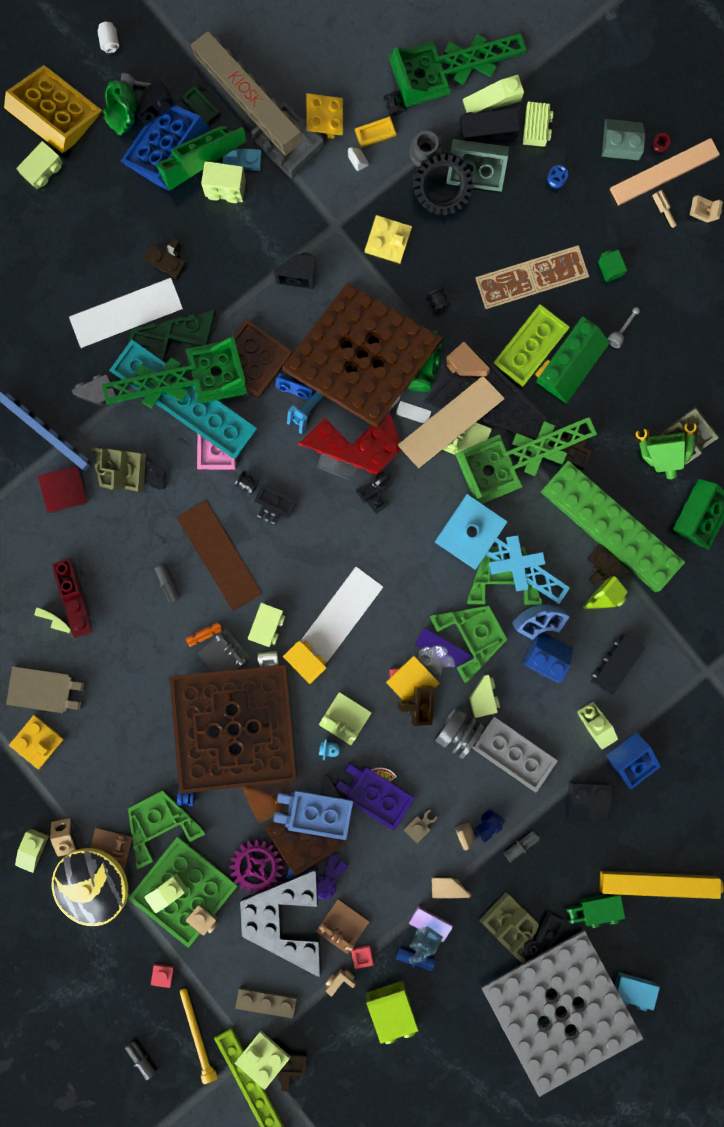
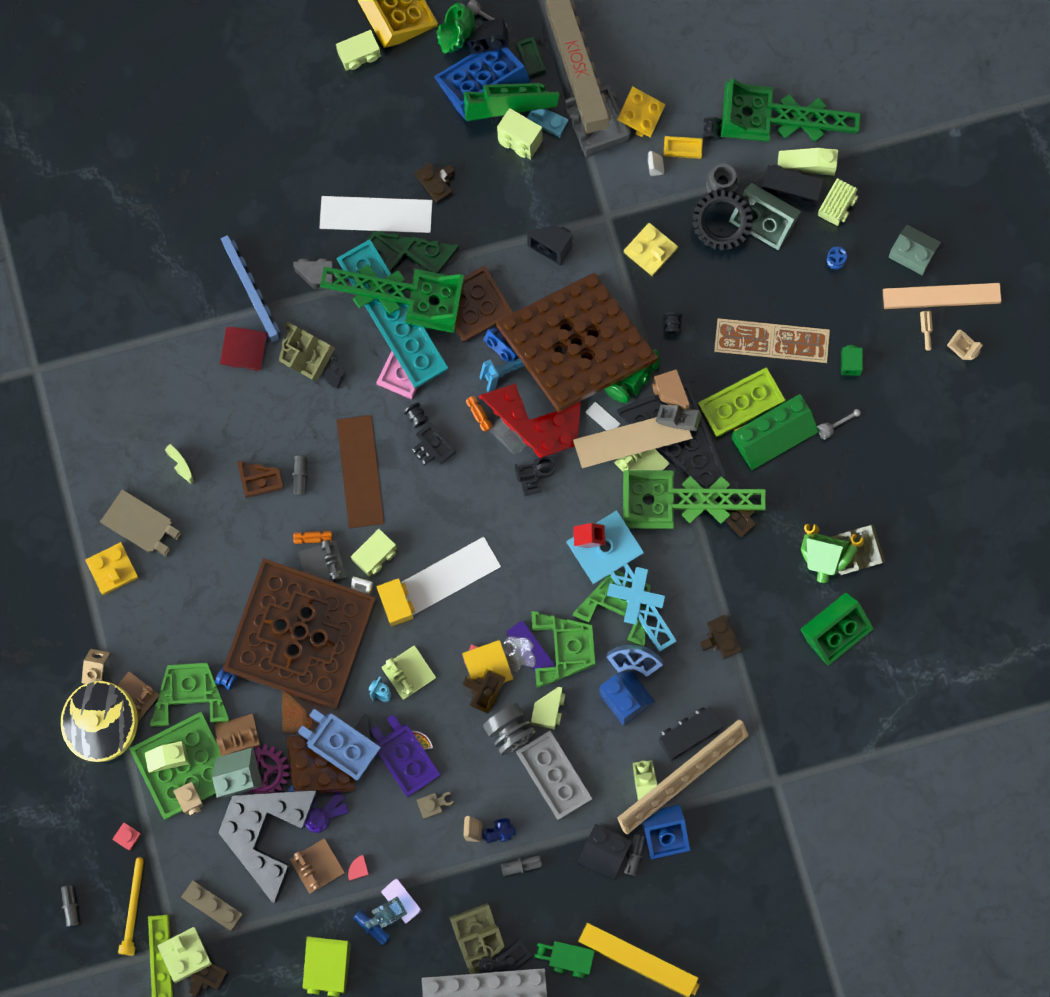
camera: 30 degrees right, 10 degrees down
(31, 850) = (59, 665): yellowish green slope -> none
(73, 597) = (207, 450): dark red slope -> none
(132, 603) = (259, 479): none -> reddish brown wing
(218, 843) = (236, 735): none -> medium nougat hinge
(235, 882) = (236, 773): none -> sand green slope
(302, 456) = (479, 413): none -> orange axle
(334, 982) = (285, 913): tan bracket -> none
(362, 956) = (322, 903): coral tile -> none
(379, 912) = (358, 869): none -> coral tile
(448, 888) = (433, 873): tan slope -> none
(455, 529) = (589, 535): none -> red brick
(483, 385) = (676, 418): none -> dark grey slope
(607, 595) = (709, 663): lime slope -> none
(612, 527) = (742, 602): bright green brick -> none
(616, 793) = (634, 855): none -> dark grey axle
(630, 708) = (682, 776): none -> tan tile
(659, 148) = (945, 264): dark red bush -> none

